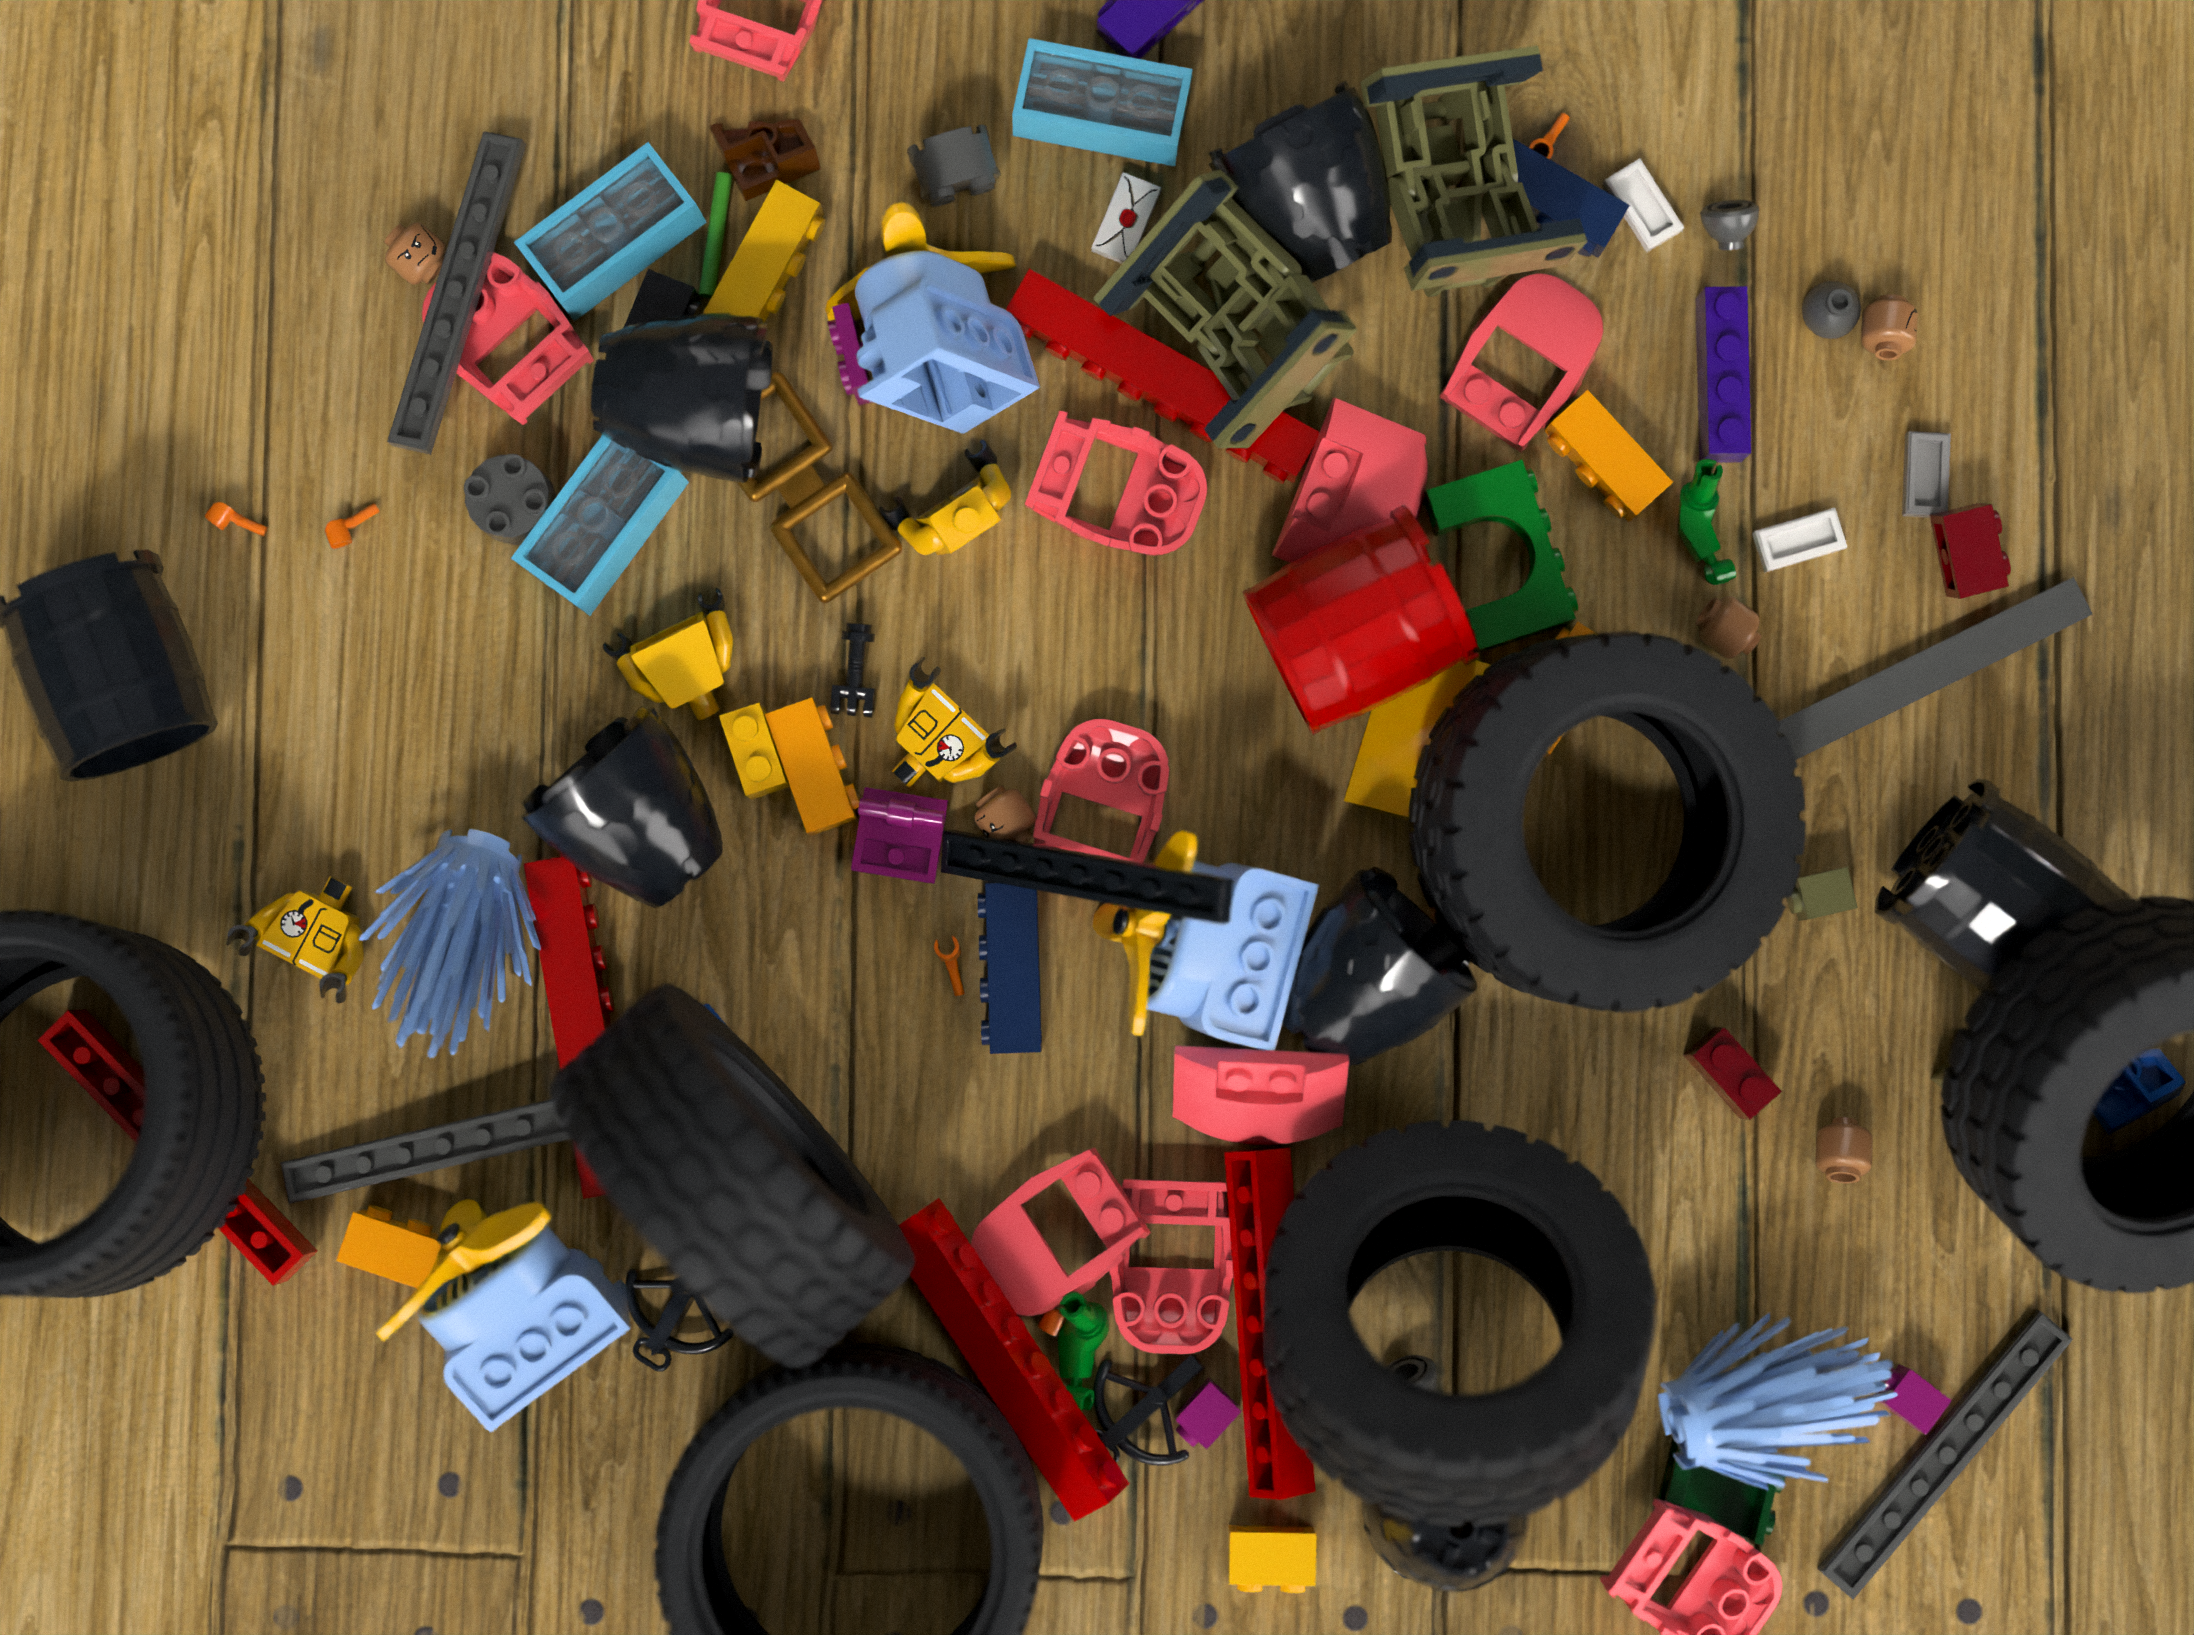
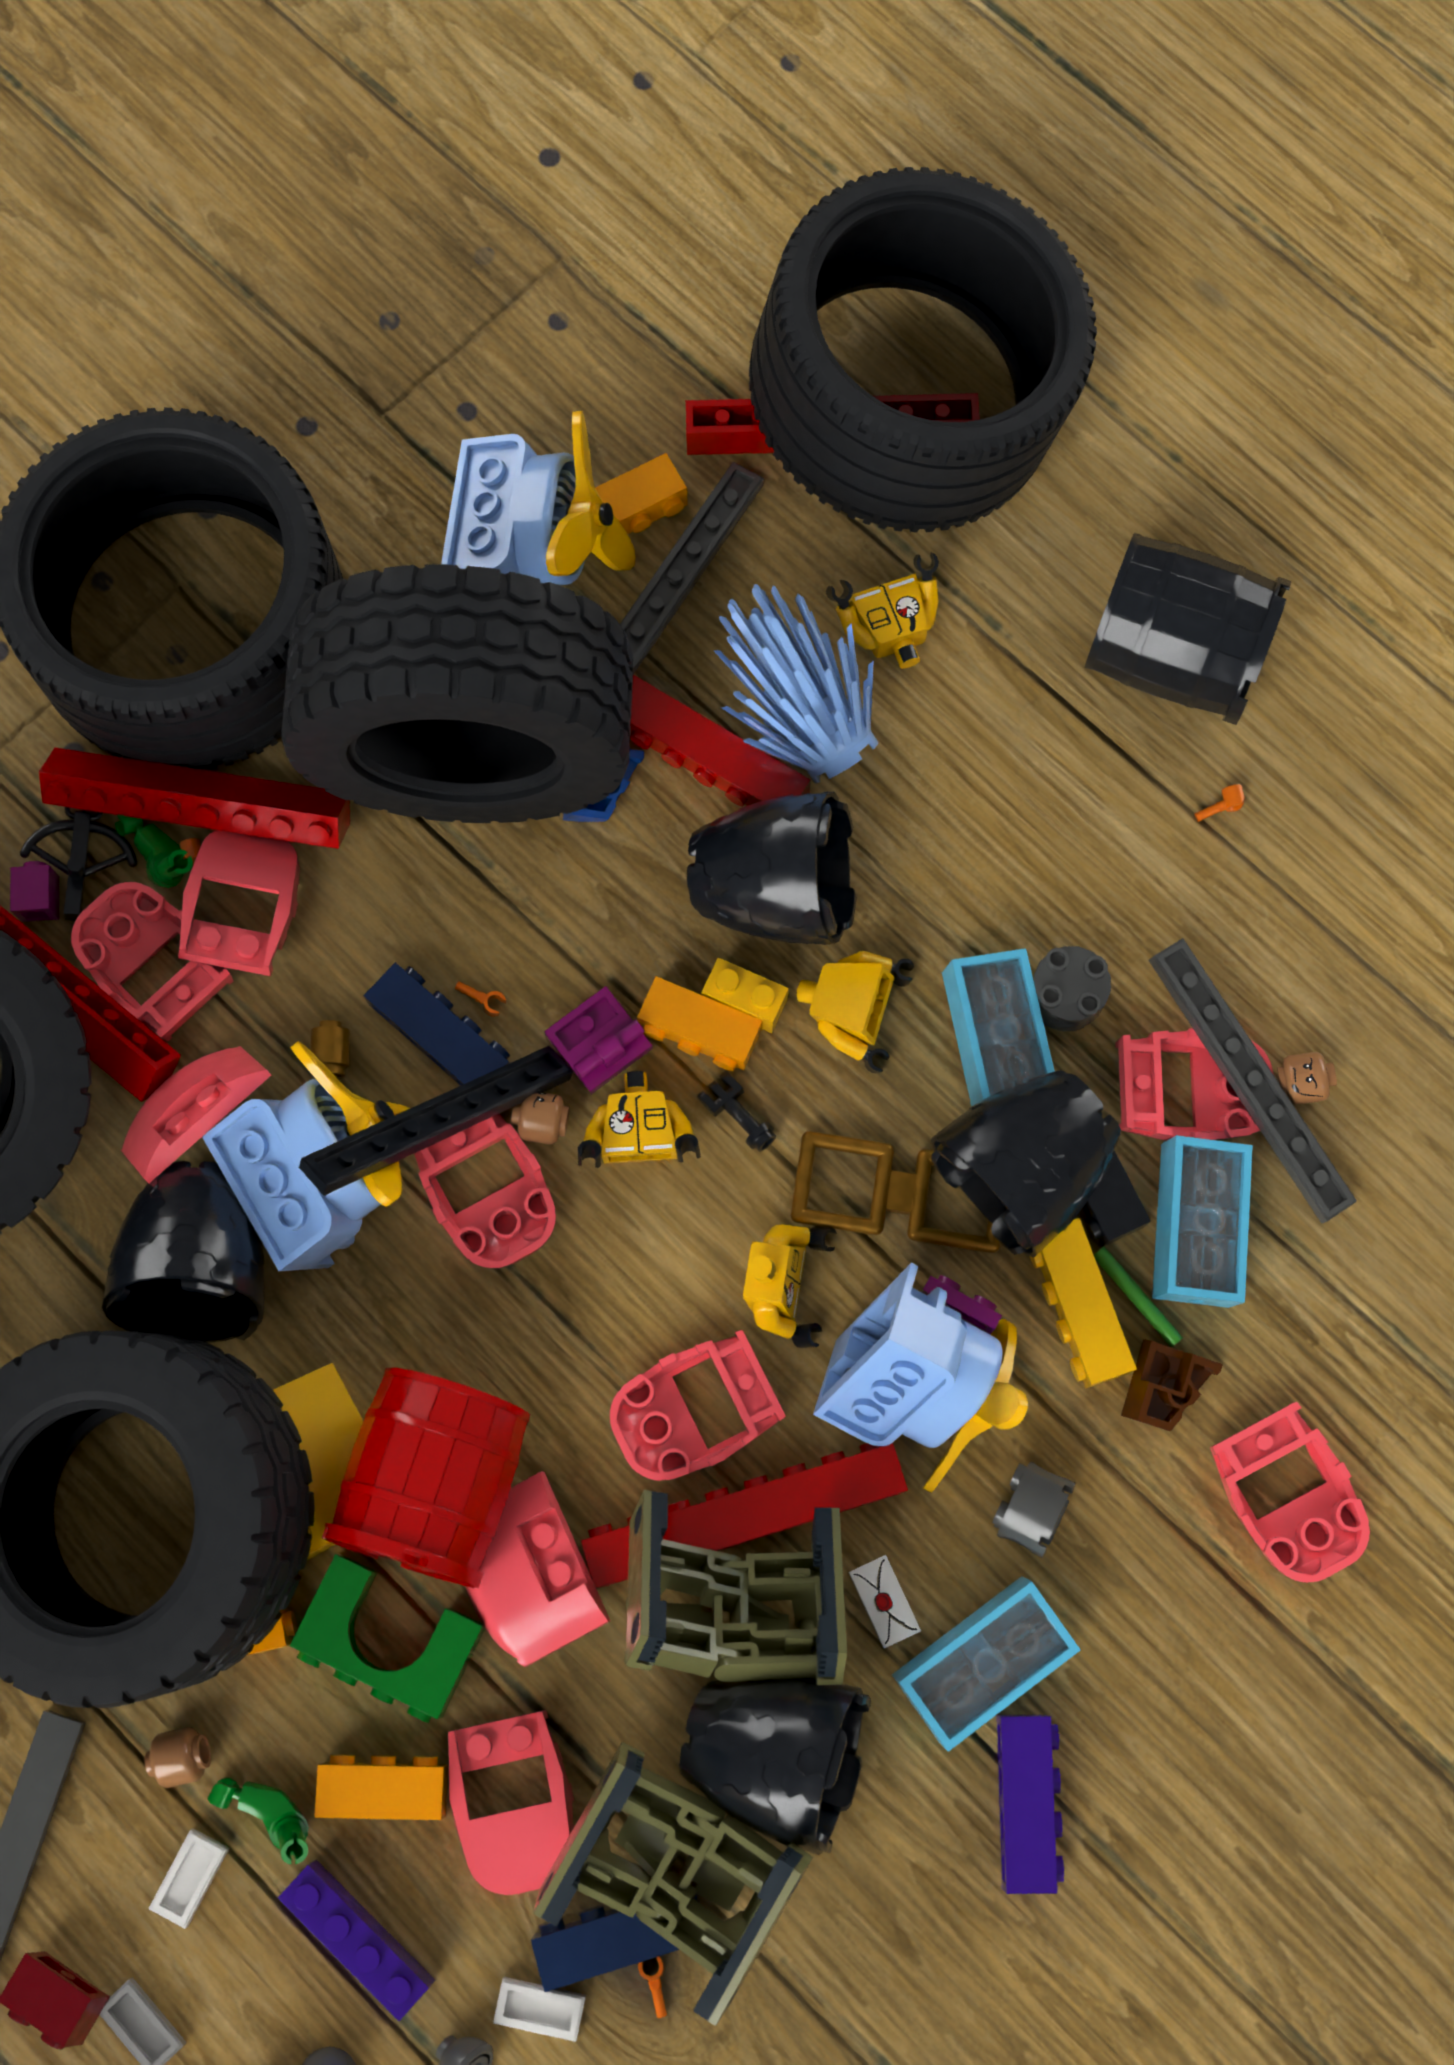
camera: 130 degrees right, 10 degrees down
(338, 530) = (1151, 861): orange hand -> none
(1107, 1042) = (331, 1046): none -> pearl gold brick

